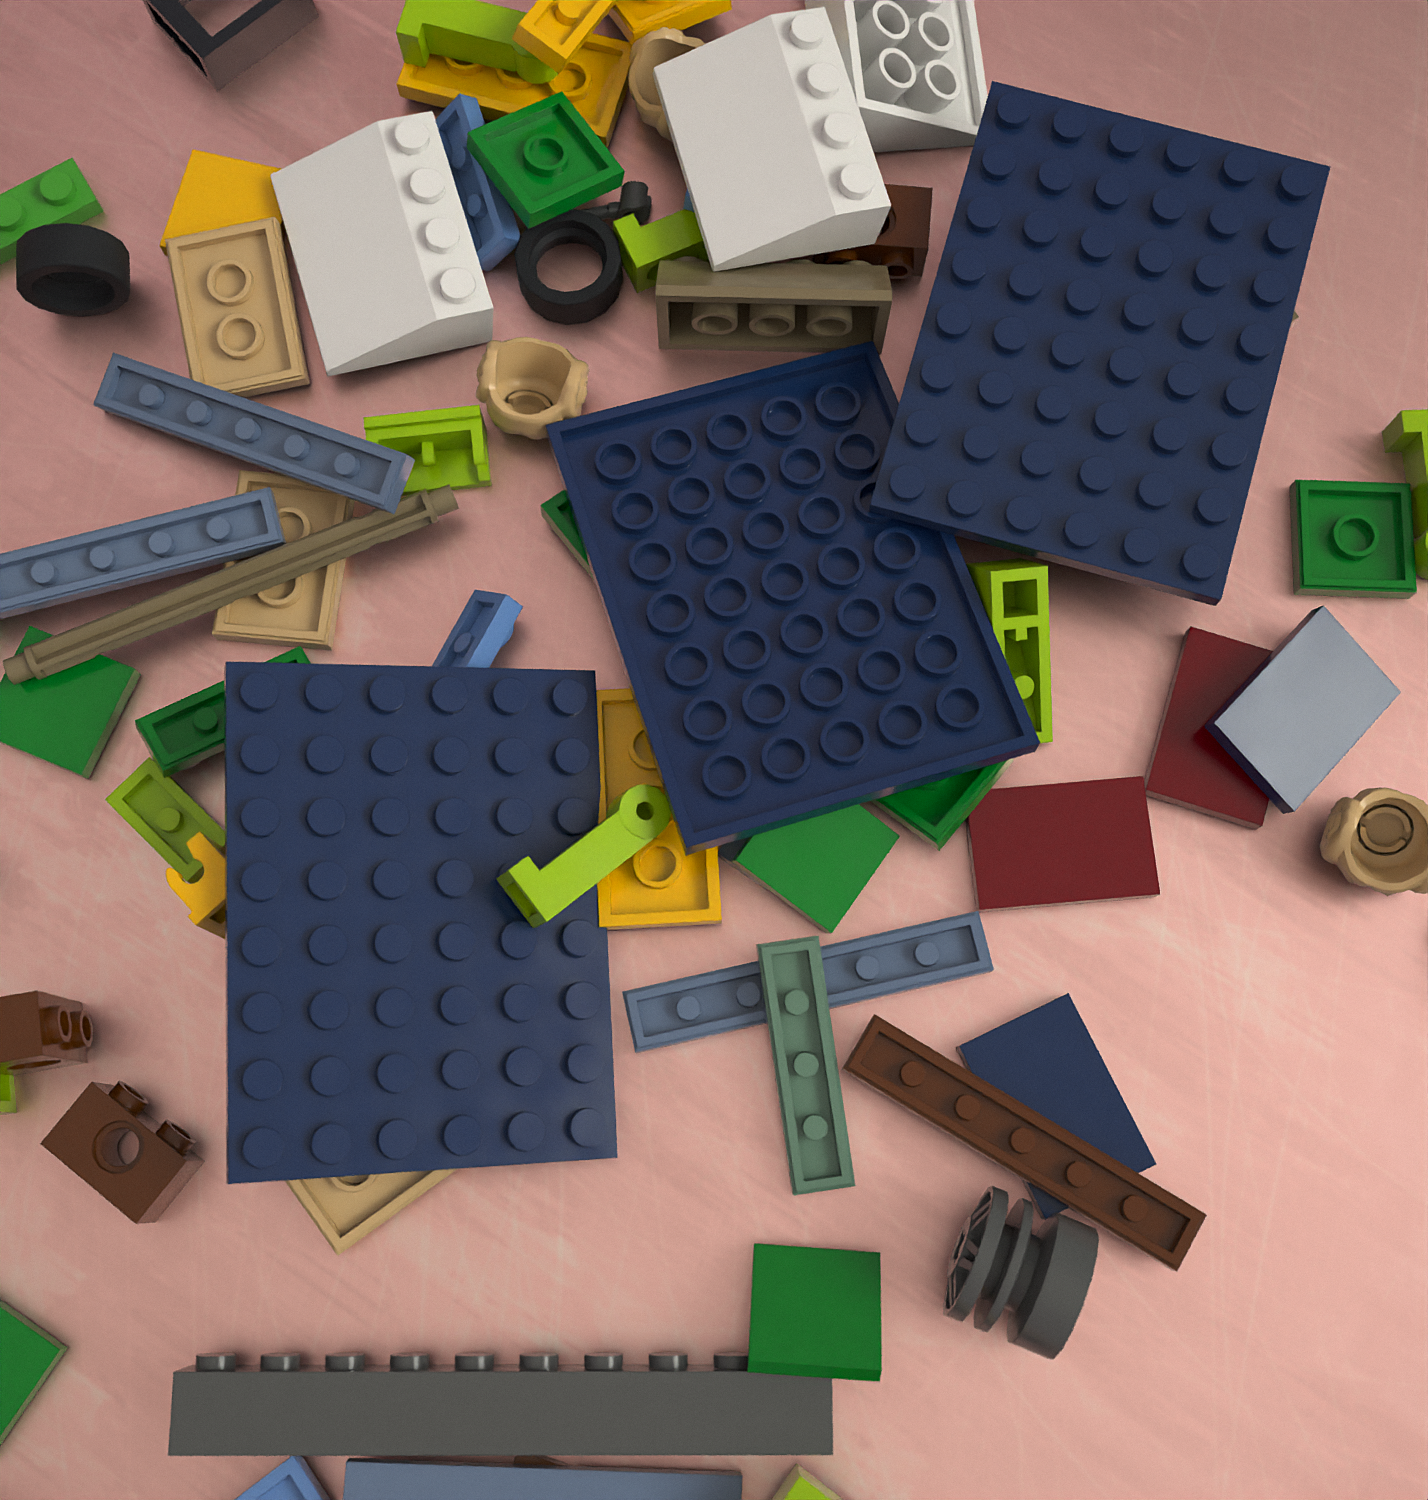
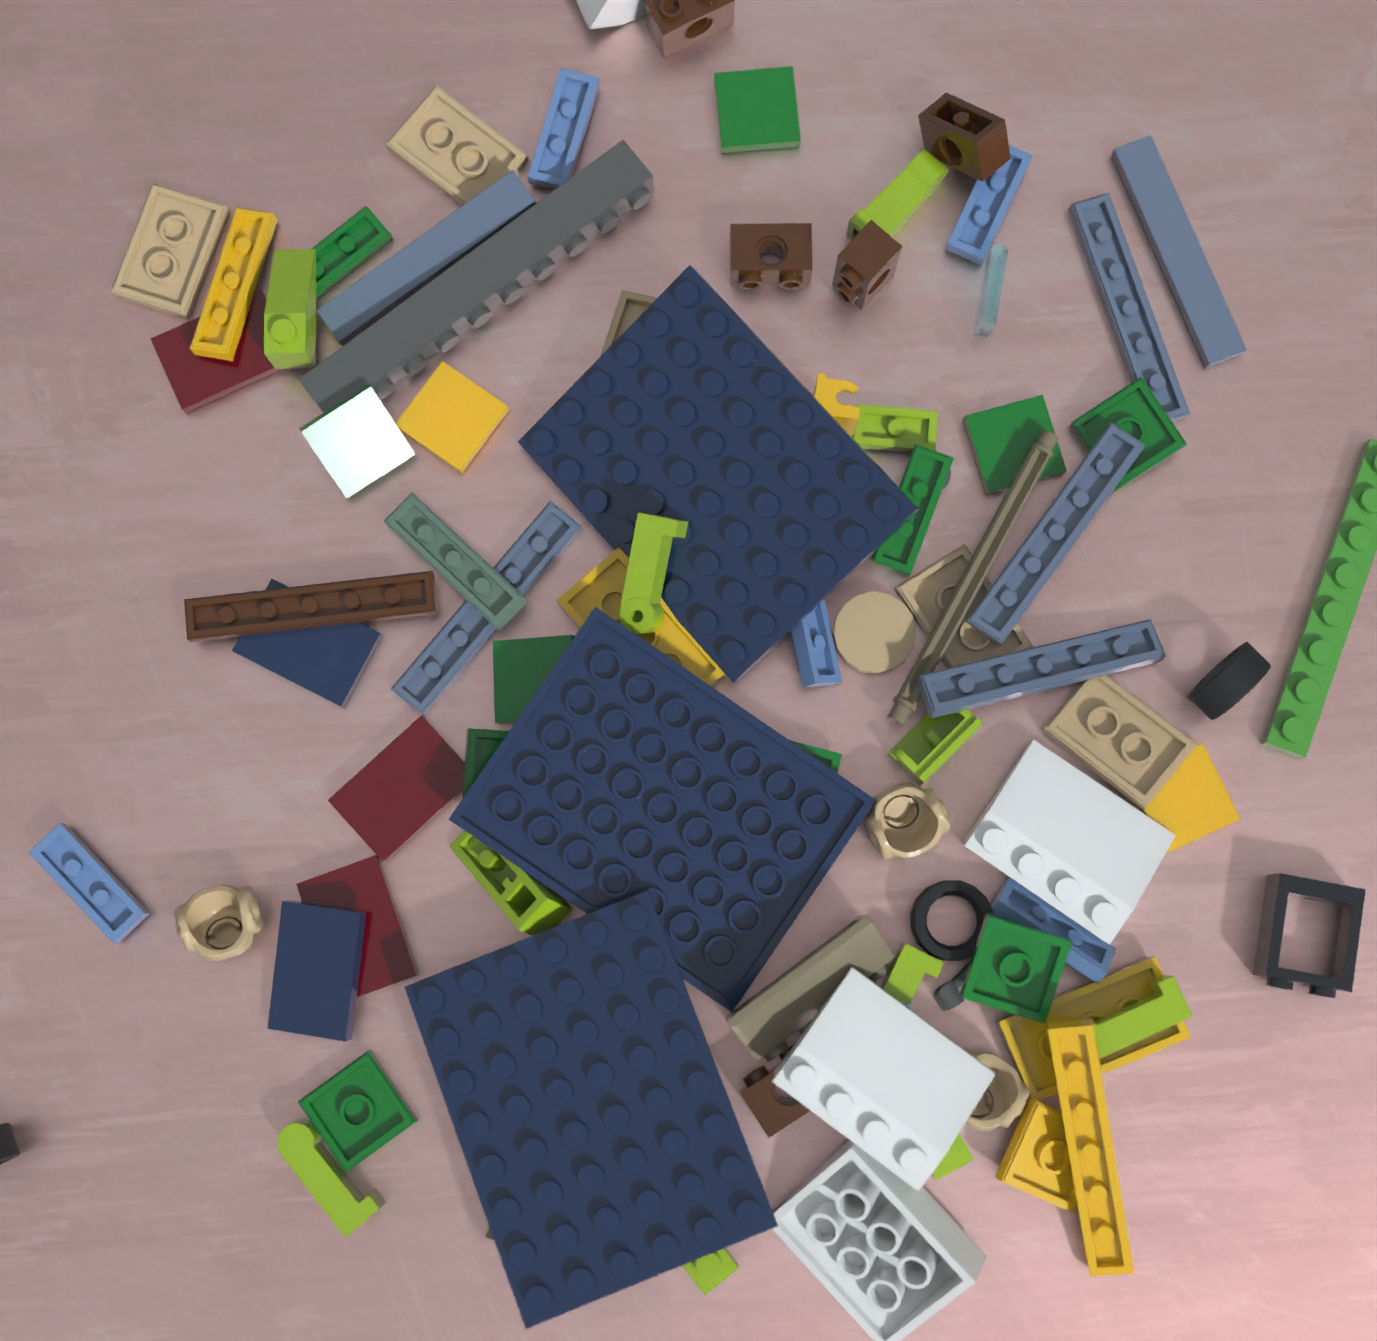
camera: 145 degrees right, 5 degrees up
(394, 613) = (874, 632): none -> tan tile
(672, 1258) = (452, 417): none -> yellow tile
(1031, 1275) = (258, 537): dark grey wheel -> none

